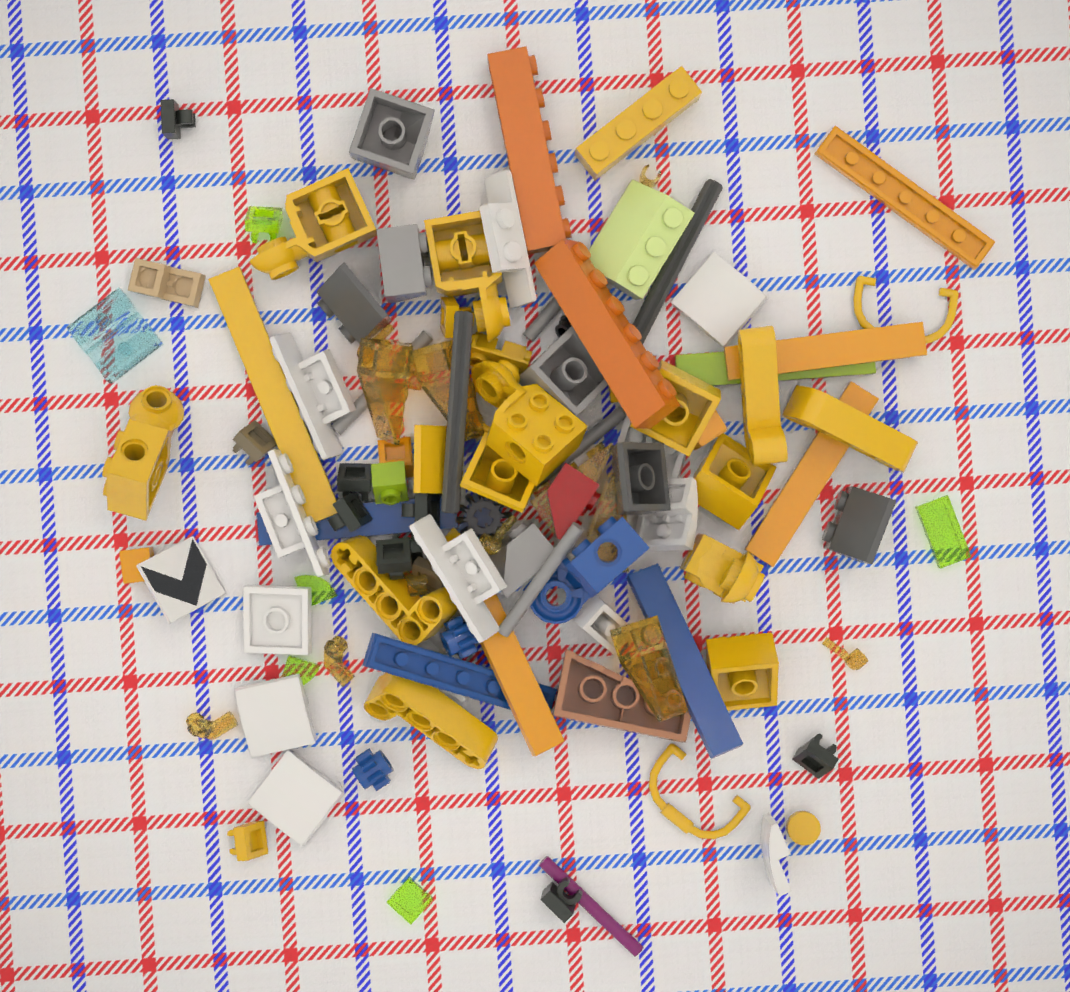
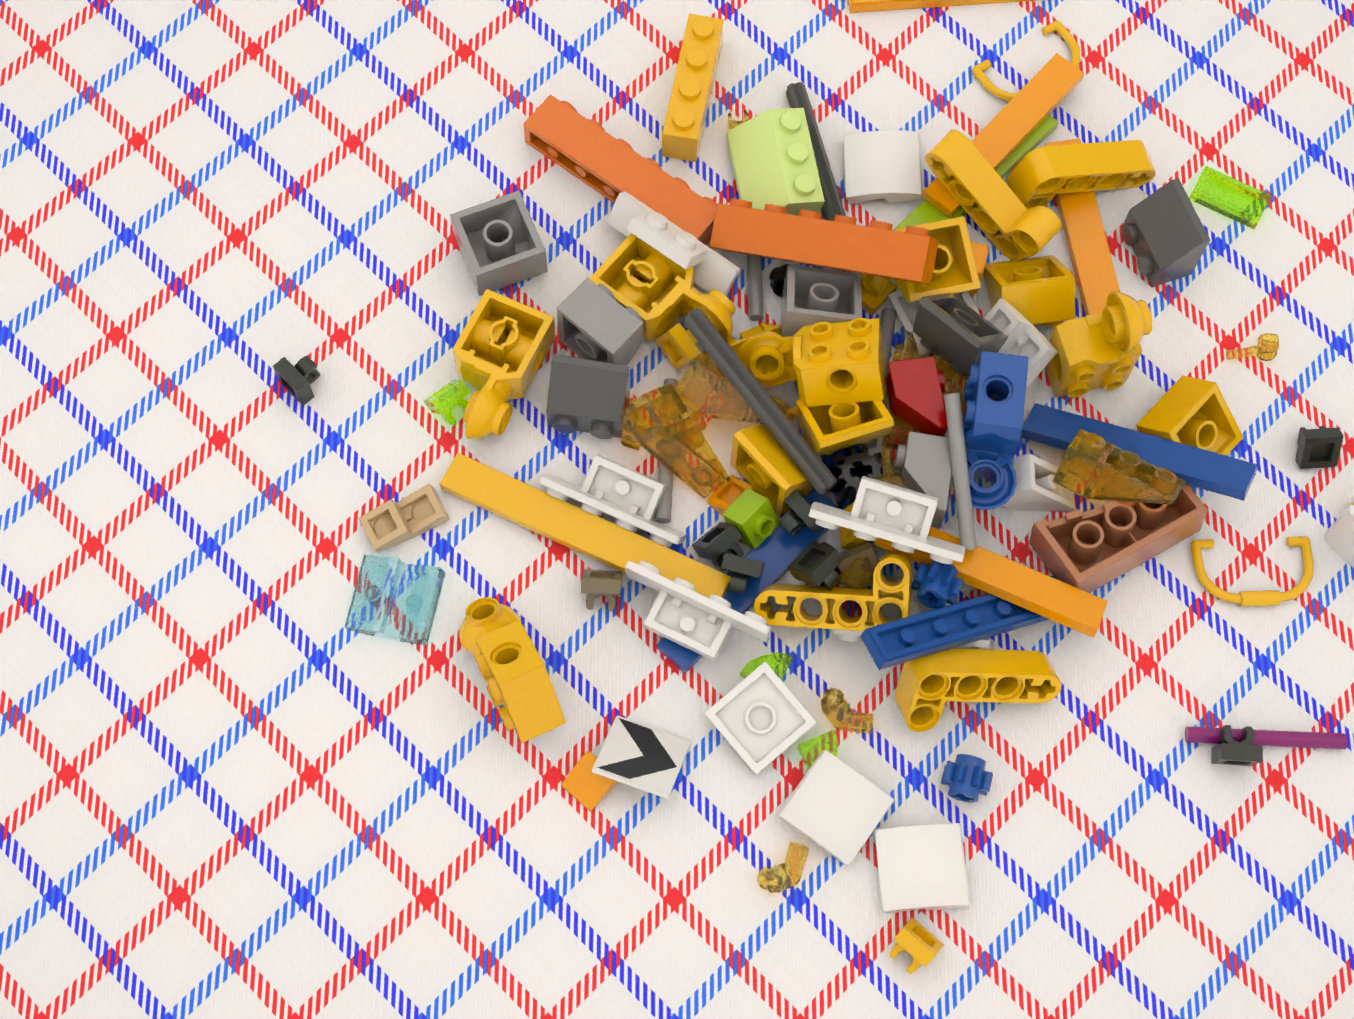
camera: 45 degrees left, 20 degrees down
(410, 900) = (1108, 873): clear neon green tile -> none

